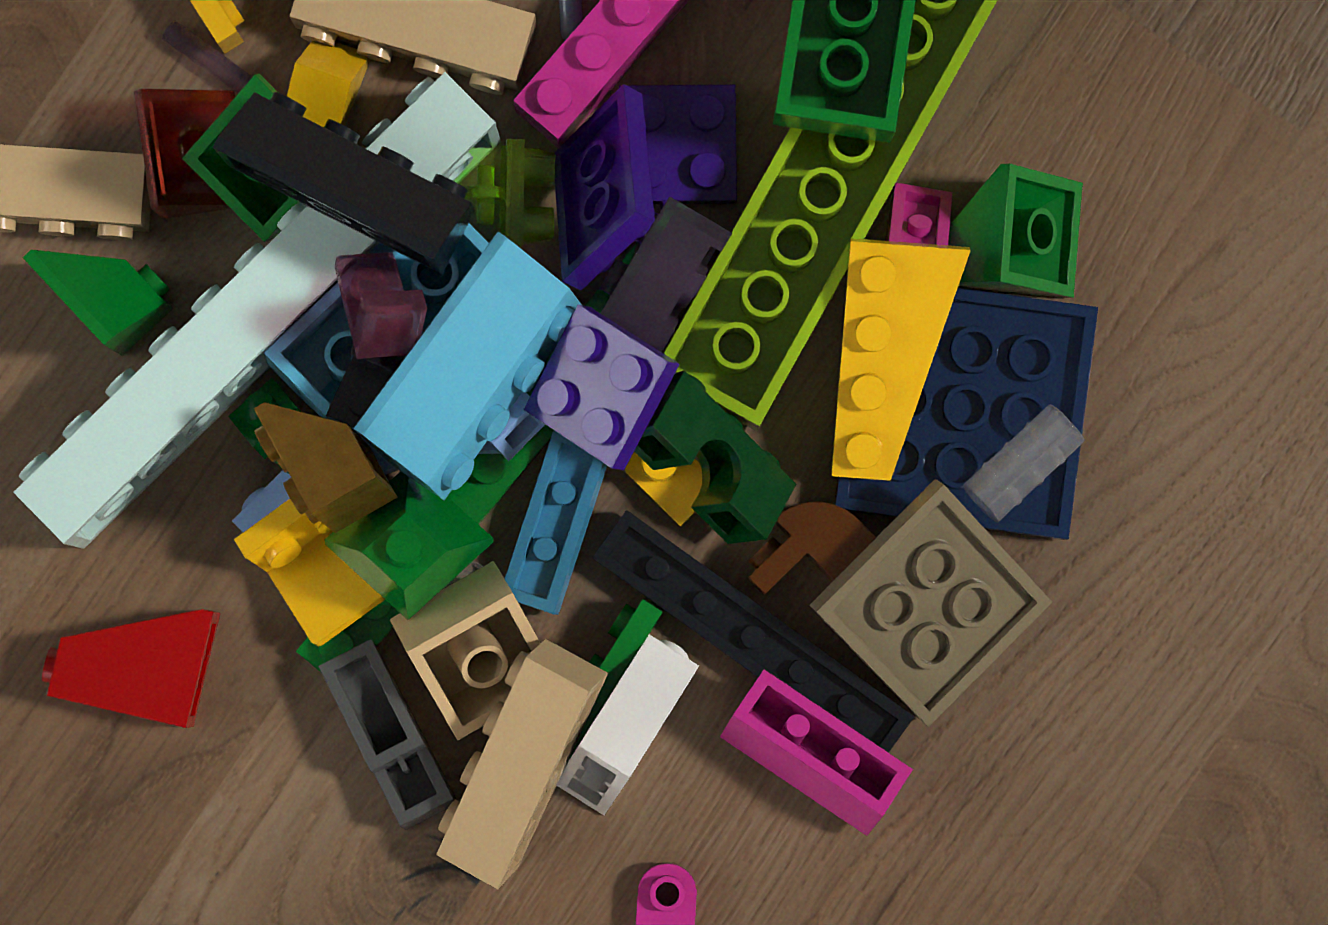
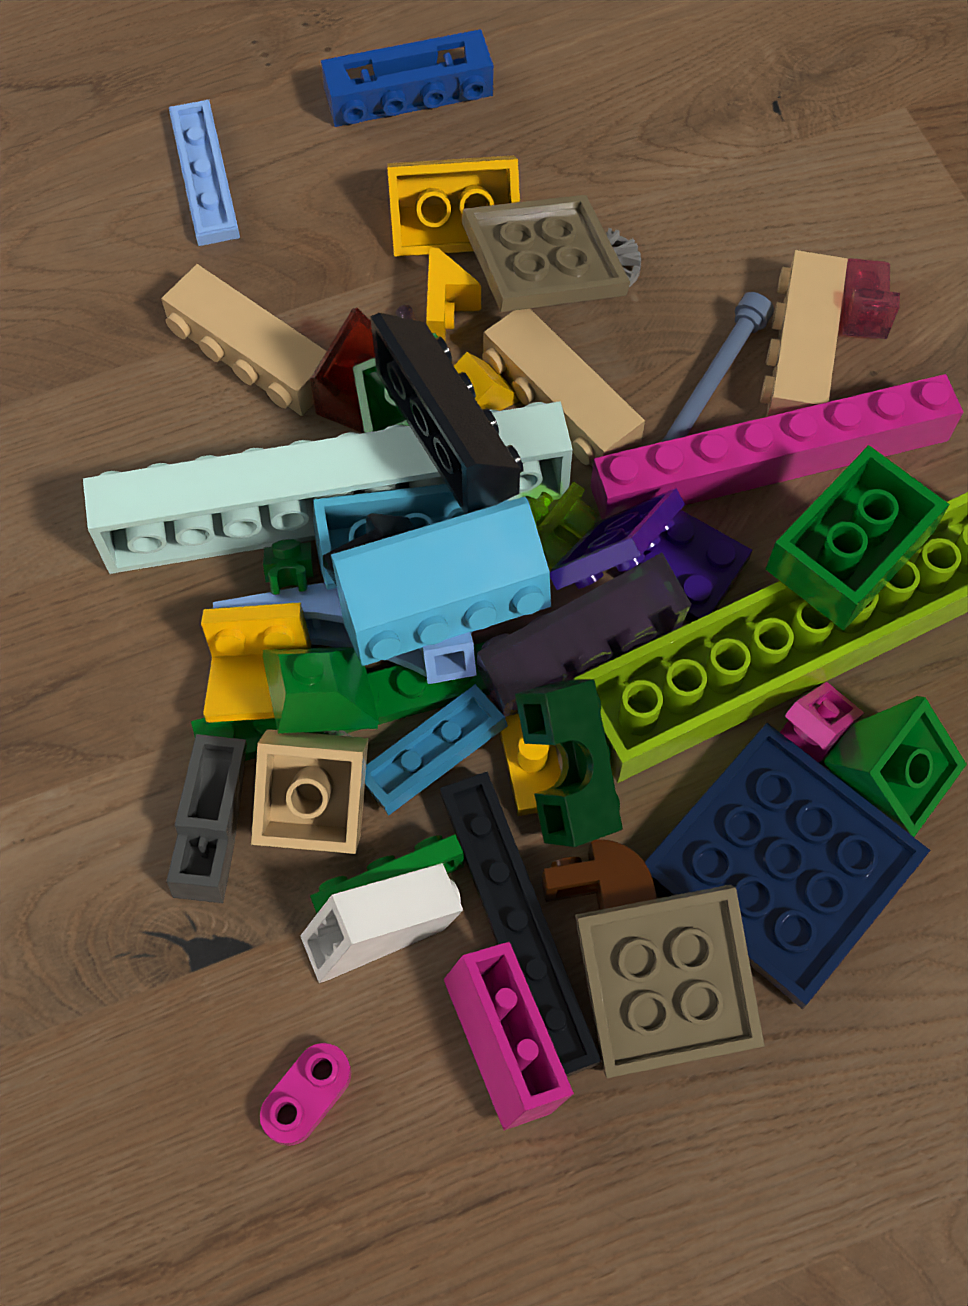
camera: 40 degrees right, 20 degrees down
(105, 294) = (238, 410): green slope -> none
(137, 668) = (82, 661): red slope -> none
(328, 463) = (295, 579): pearl gold slope -> none
(378, 310) = (407, 500): clear pink bracket -> none
(520, 762) = (281, 887): tan brick -> none
(601, 387) = (526, 651): plate -> none
(889, 337) = (760, 760): yellow wing -> none
(1023, 463) = (806, 920): clear axle -> none

